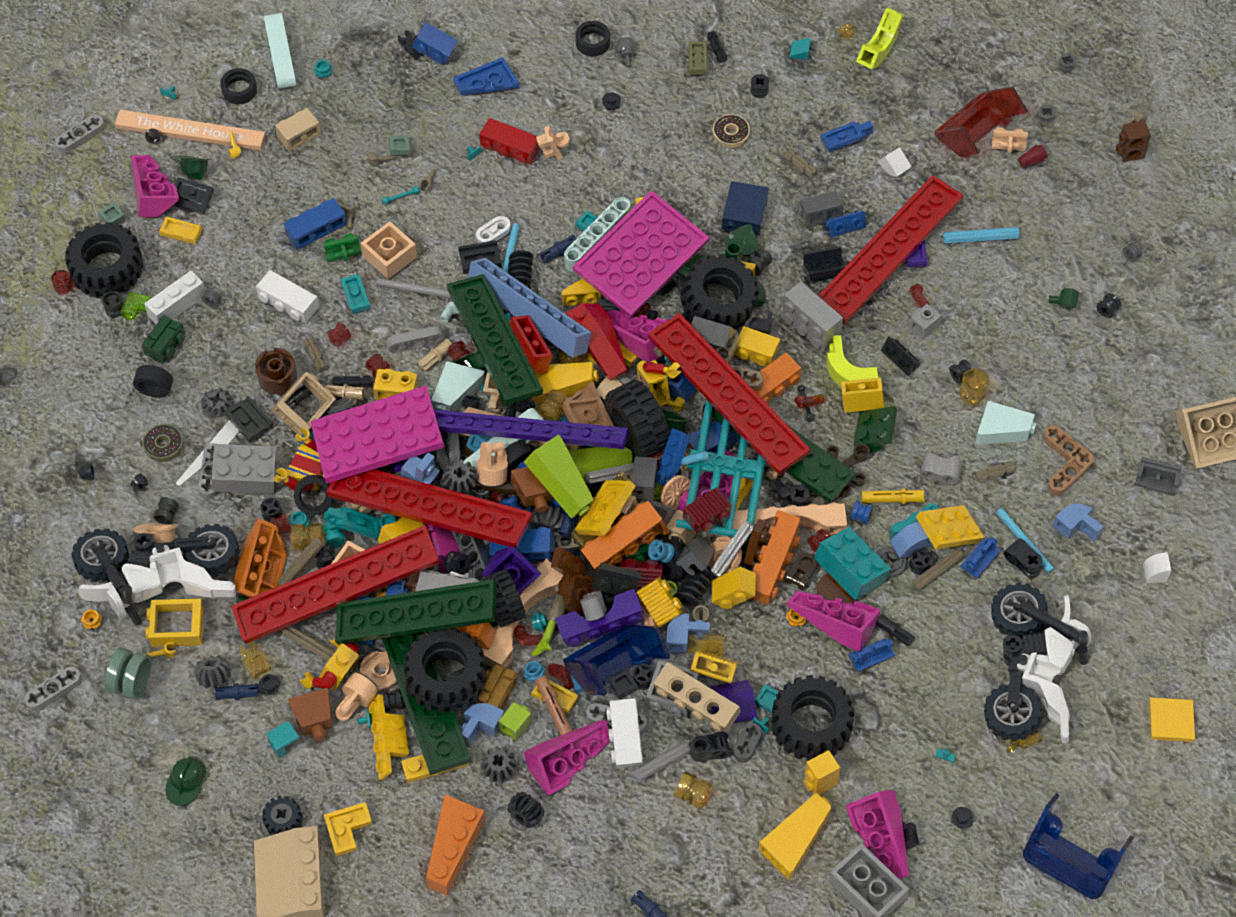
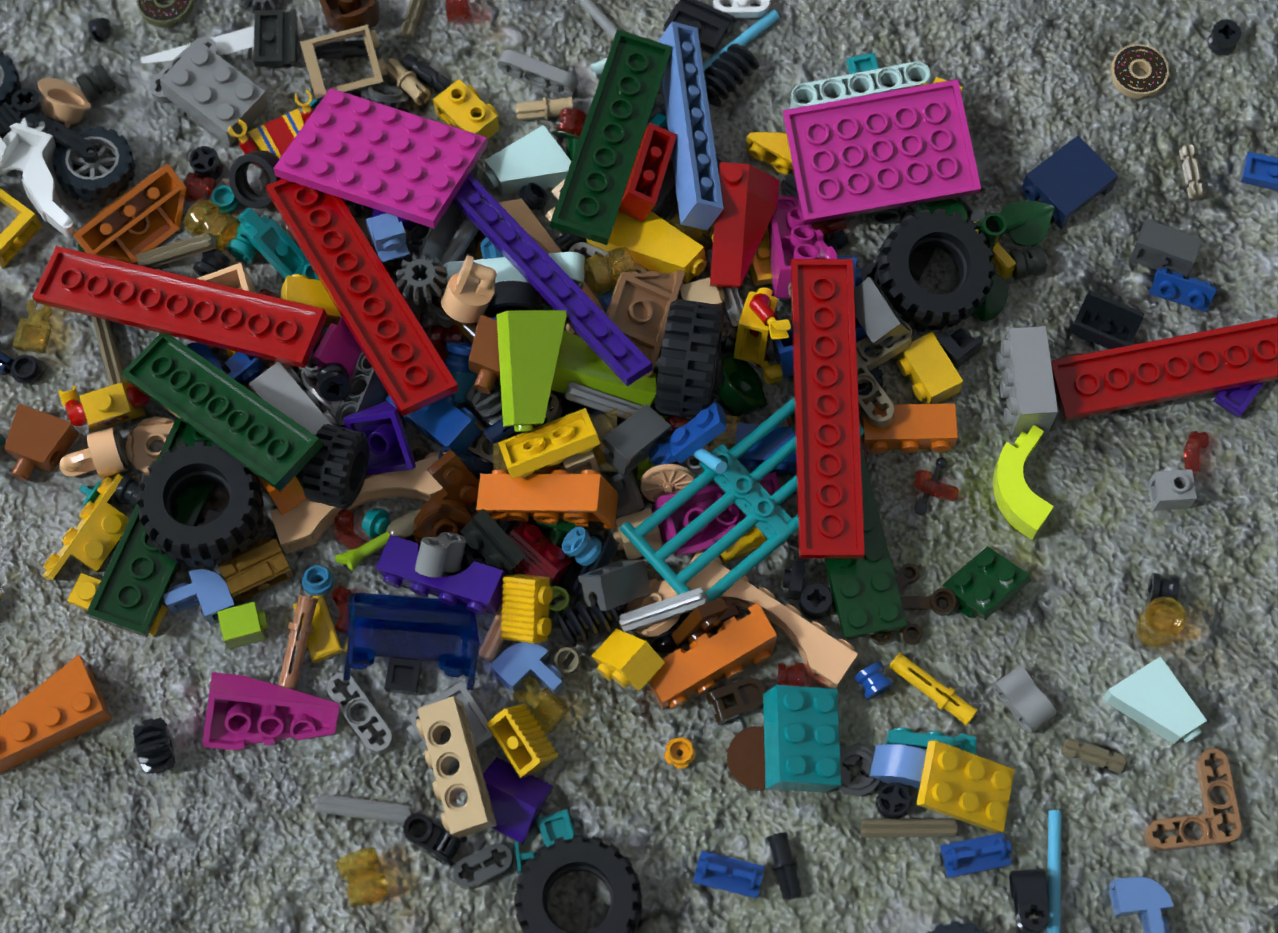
camera: 40 degrees right, 10 degrees up
(376, 362) = (468, 72): clear red wheel -> none
(498, 772) = (171, 656): dark grey gear -> none
(523, 405) = (585, 246): black plate -> none
(557, 249) = (794, 77): dark blue pin -> none
(625, 733) = (345, 743): white brick -> none
(643, 671) = (432, 679): black wheel -> none
(707, 511) = (667, 540): dark red brick -> none
(842, 621) = (726, 801): dark pink wedge -> none
(862, 395) = (1004, 529): yellow brick -> none
(897, 354) = (1101, 498): black hinge -> none

